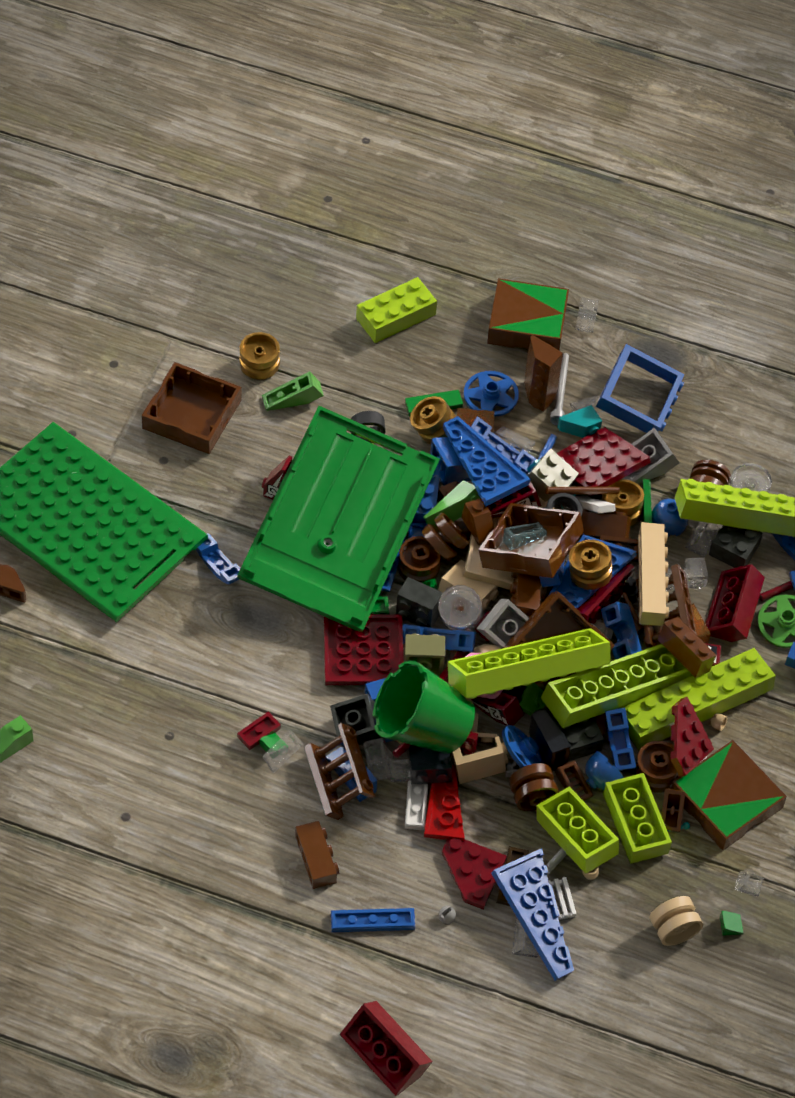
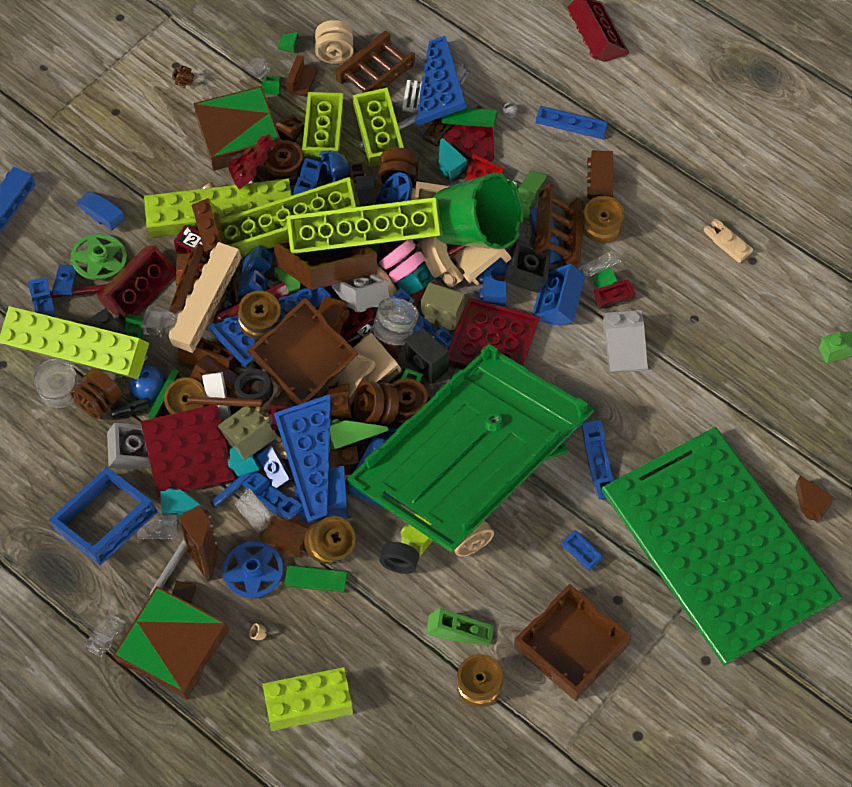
camera: 155 degrees left, 5 degrees up
(156, 827) = (728, 241): none -> tan hinge
(208, 485) = (582, 550): none -> blue plate
(232, 685) = (625, 341): none -> light grey slope
(272, 483) = (513, 517): dark red slope -> none
(296, 800) = (603, 219): none -> pearl gold wheel
(312, 709) = (559, 296): none -> blue slope
(387, 816) = (529, 190): none -> bright green slope
(462, 348) = (257, 632): none -> tan hinge
(475, 878) = (472, 117): none -> green tile
(486, 825) = (451, 162): none -> teal slope
(523, 534) = (320, 369): clear light blue slope -> none
(631, 932) = (370, 53): none -> reddish brown fence
(668, 493) = (130, 408): none -> black axle
(694, 881) = (300, 78): none -> reddish brown panel
(714, 567) = (133, 326): none -> green slope
(722, 867) = (271, 84): none -> green slope

